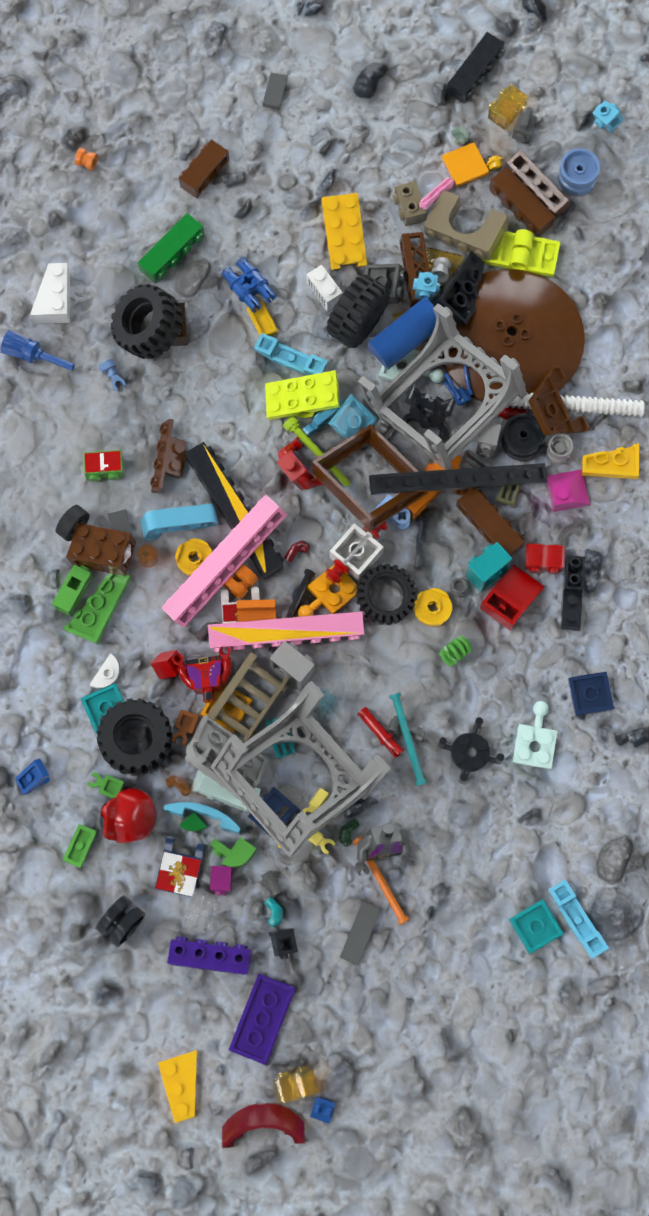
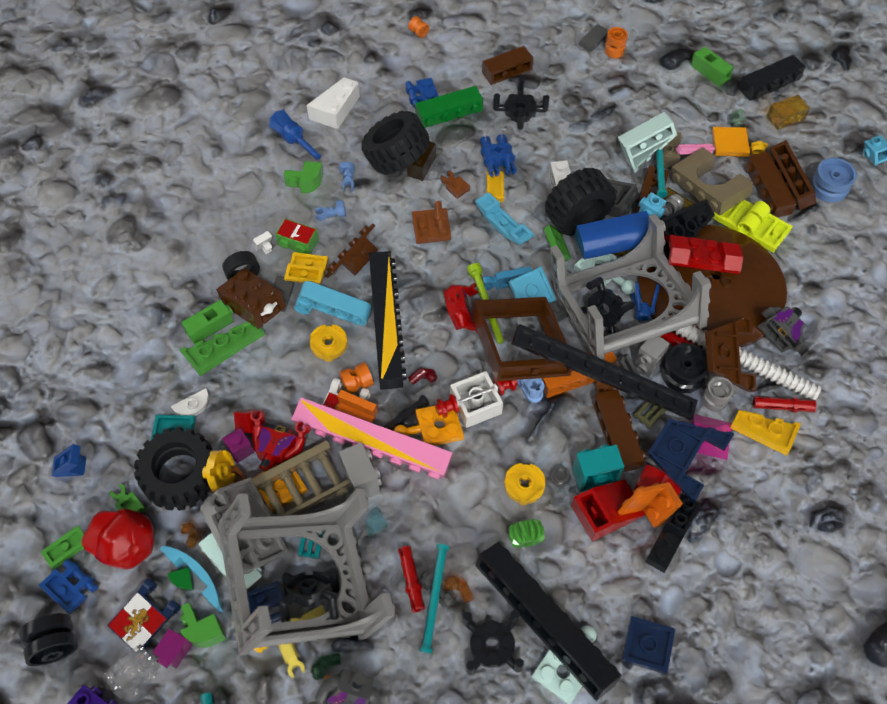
camera: 25 degrees right, 15 degrees down
(74, 485) = (263, 241): none -> white tile
(77, 397) = (307, 179): none -> bright green brick
(101, 880) = (63, 591): none -> blue plate
(120, 421) = (340, 210): none -> medium blue piece
(132, 493) = (306, 268): none -> yellow slope
(137, 236) = (424, 87): none -> blue plate
(147, 561) = (287, 321): clear orange brick -> none
(172, 691) = (238, 445): none -> magenta brick
(176, 724) = (219, 469): none -> yellow plate
(224, 337) = (455, 186): none -> dark orange plate
(224, 393) = (431, 225): none -> dark orange plate
(224, 561) = (348, 351): bright pink brick -> none
(237, 206) = (520, 100): none -> black plate
(271, 883) = (219, 679): dark grey pin -> none
(299, 786) = (308, 590): none -> black plate
(302, 91) = (615, 42): none -> orange wheel
(302, 395) = (497, 252): neon yellow plate -> none
(344, 230) = (601, 143): yellow piece -> none
(352, 359) = (555, 238): none -> bright green plate
(388, 208) = (646, 139): none -> light aqua wedge
(398, 576) = (489, 427): black tyre -> none
(410, 78) = (712, 66): none -> bright green brick
(411, 228) = (662, 192): none -> teal bar
(422, 718) = (460, 585): none -> clear orange arm
(494, 316) = (704, 254): none -> red piece
(504, 712) = (548, 621): none -> black brick
(524, 126) = (797, 131): dark grey brick -> none
(547, 519) = (678, 447): none -> dark blue wing
(550, 576) = (656, 501): none -> orange bracket
(592, 357) = (784, 328): none -> dark grey torso
(618, 431) = (793, 404): none -> red pin

